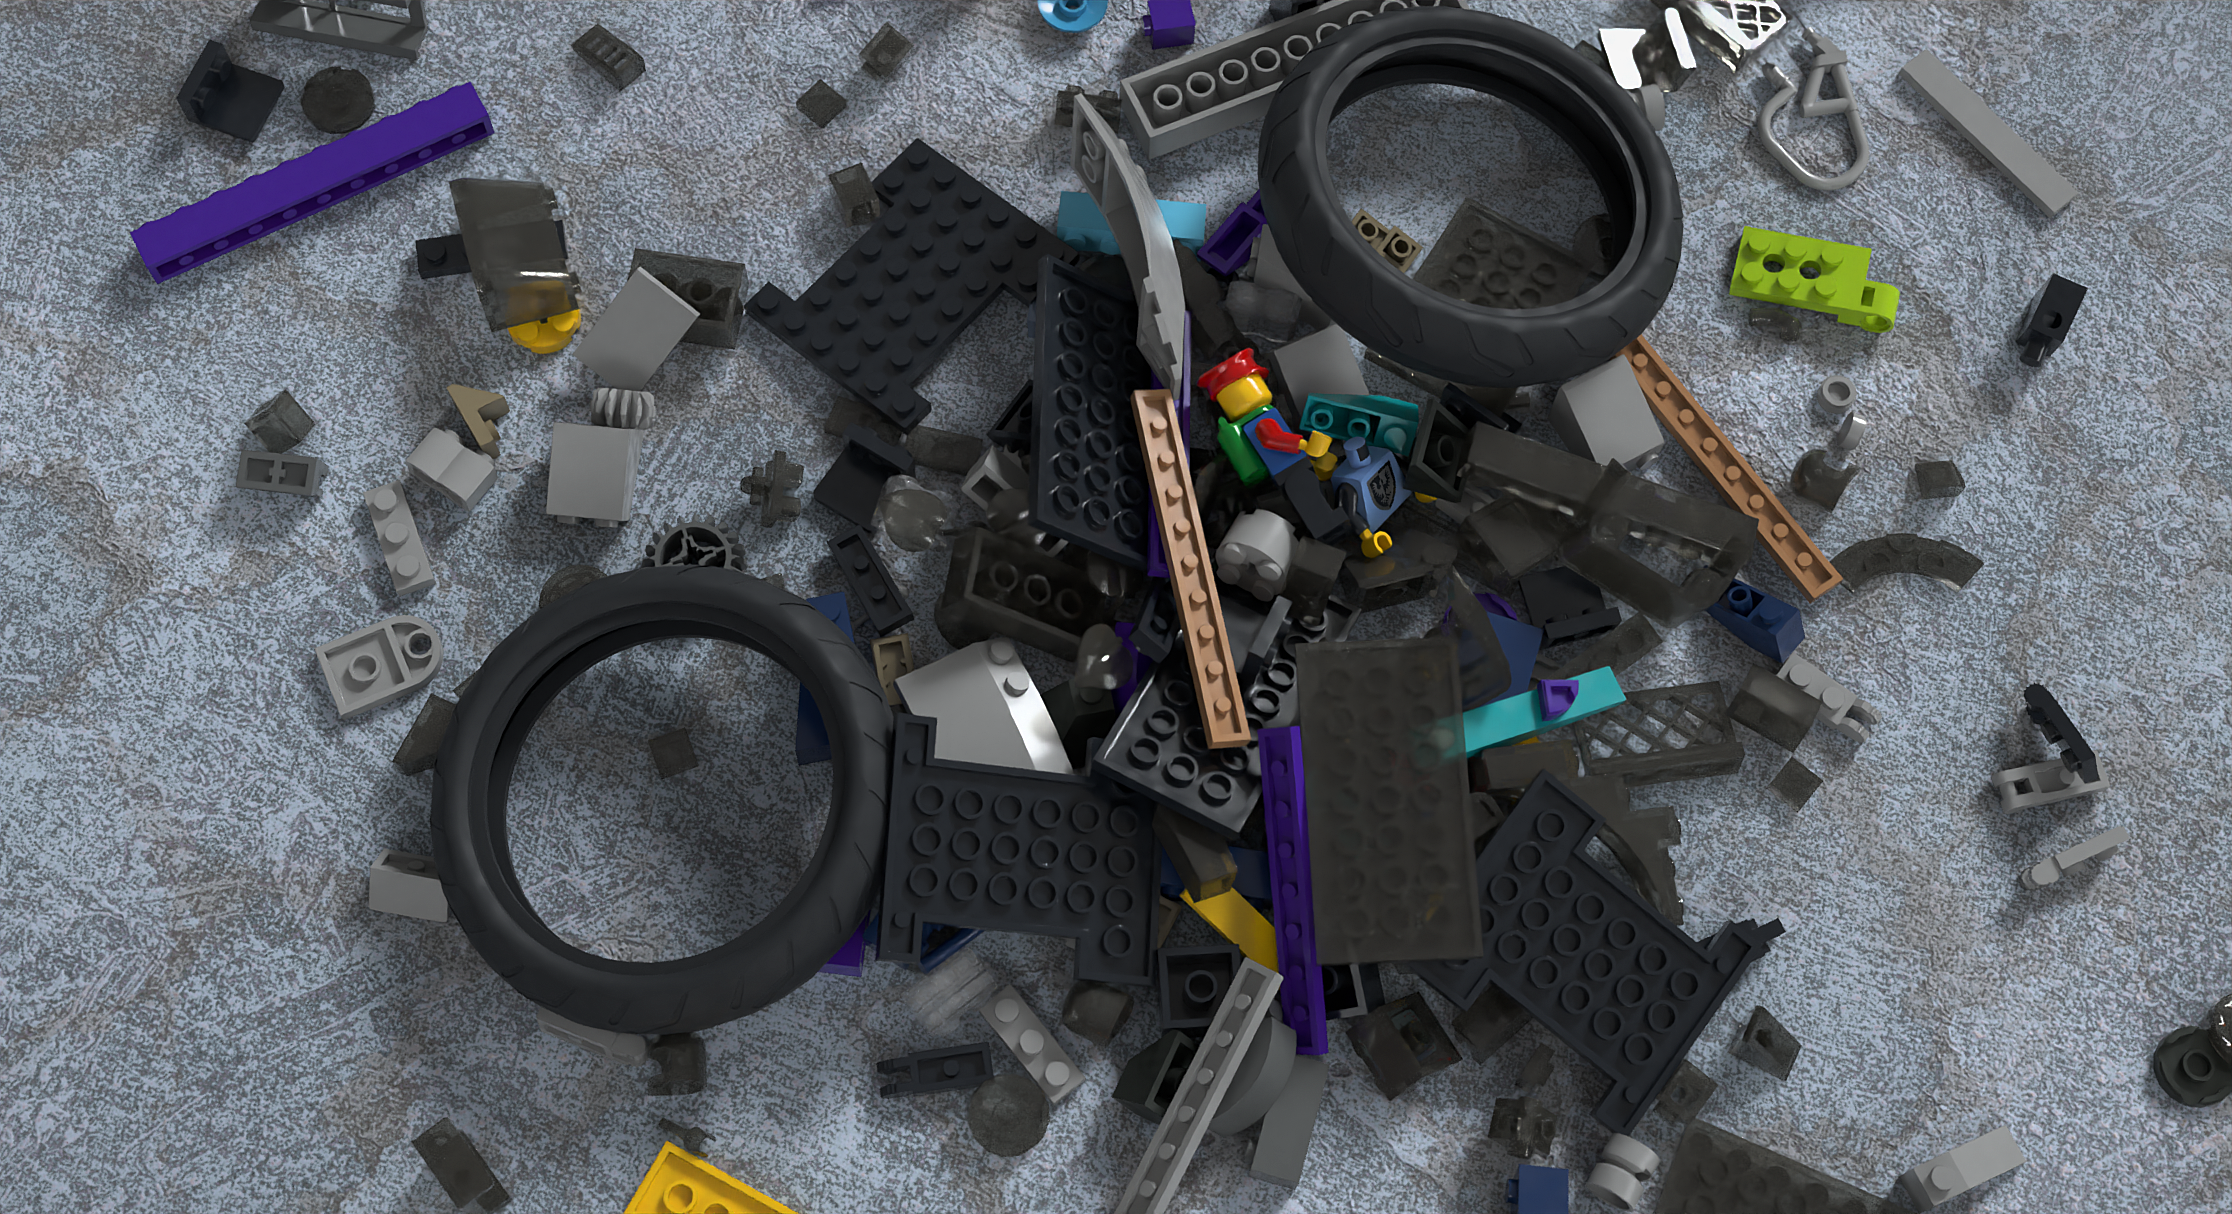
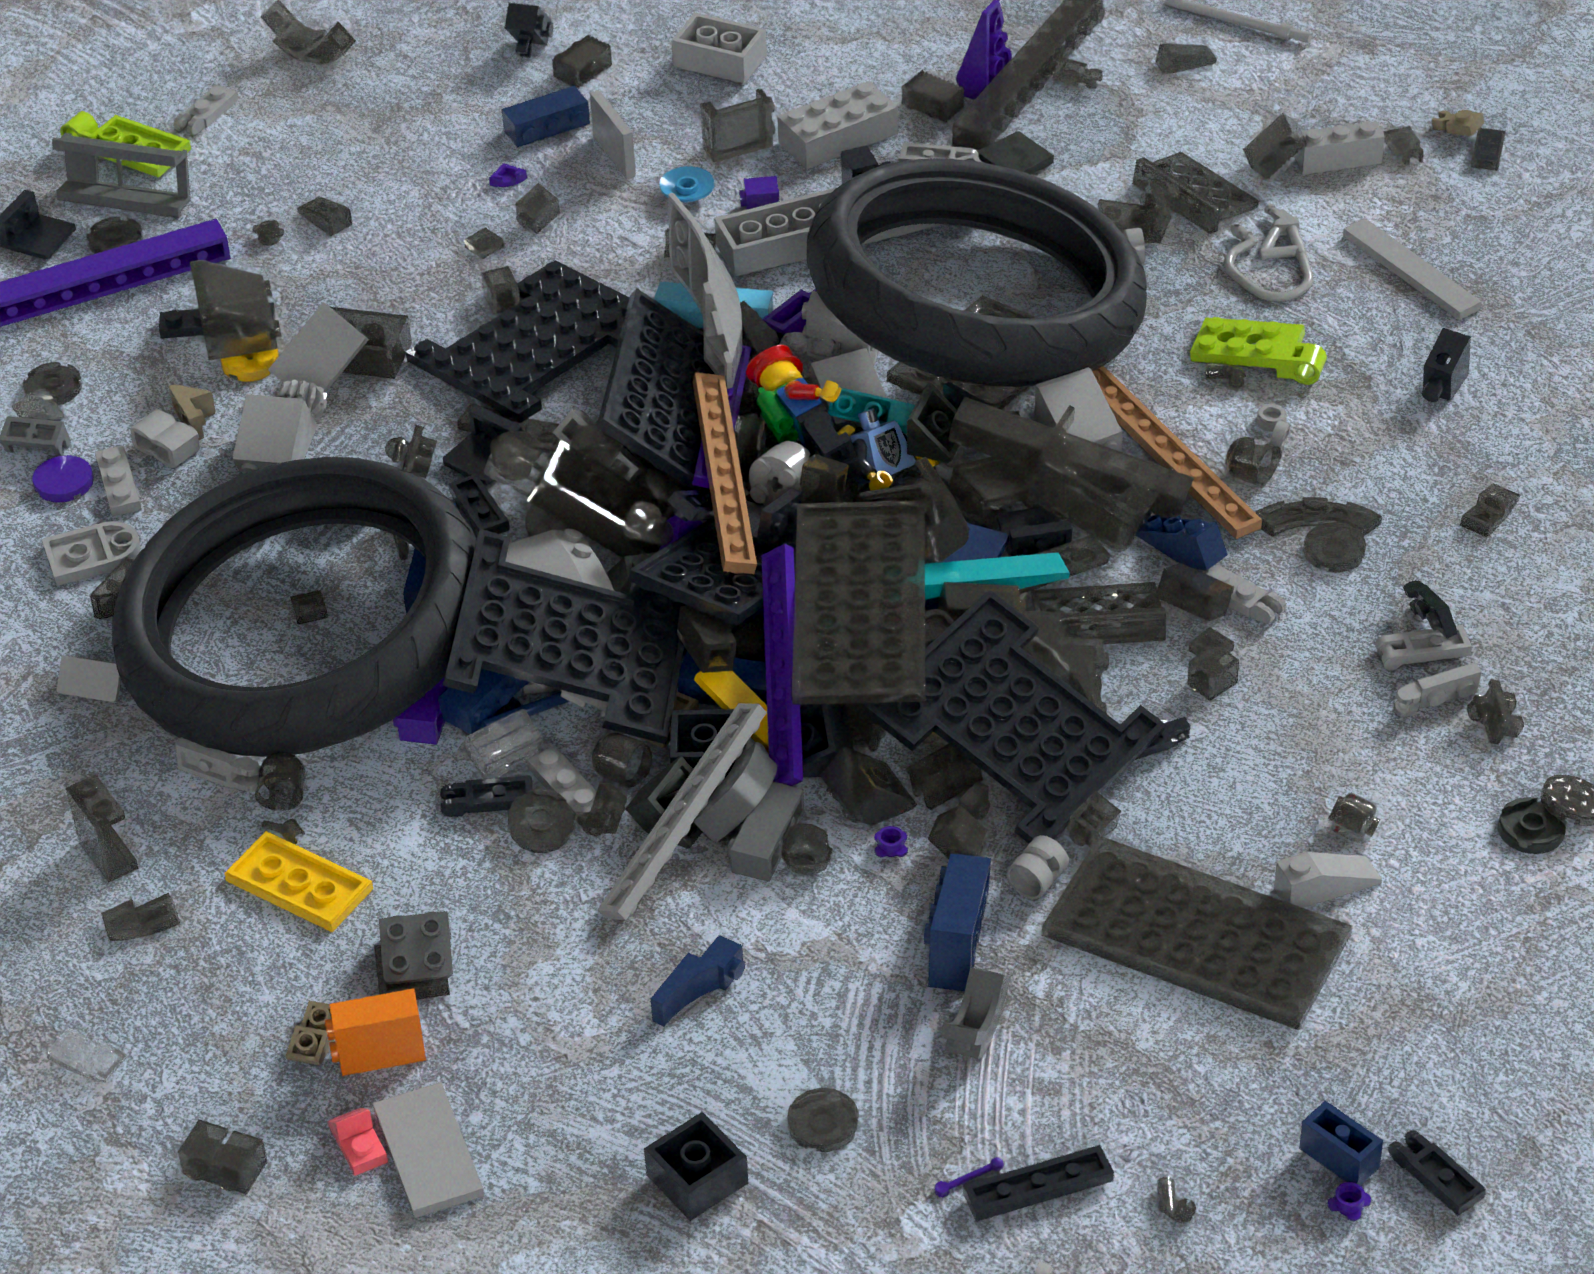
camera: 10 degrees right, 25 degrees down
(291, 364) = (61, 381): none -> clear smoke tile
(327, 536) = (62, 478): none -> dark purple tile
(542, 98) = (268, 232): none -> clear smoke plate
(1084, 1102) = (605, 811): none -> clear smoke bracket
(1340, 1155) = (806, 849): none -> clear smoke hair
(1447, 1120) = (890, 842): none -> dark purple plate
(1556, 697) = (1010, 561): dark purple tile -> none
(1765, 1043) = (1165, 794): clear smoke slope -> none
(1803, 837) = (1213, 672): none -> clear smoke brick
(1930, 614) = (1334, 547): none -> clear smoke tile
(1939, 479) = (1350, 469): clear smoke slope -> none
(1990, 1071) = (1354, 817): none -> clear smoke head
(2111, 547) = (1490, 511): none -> clear smoke slope
(2143, 891) = (1495, 713): none -> clear smoke hips

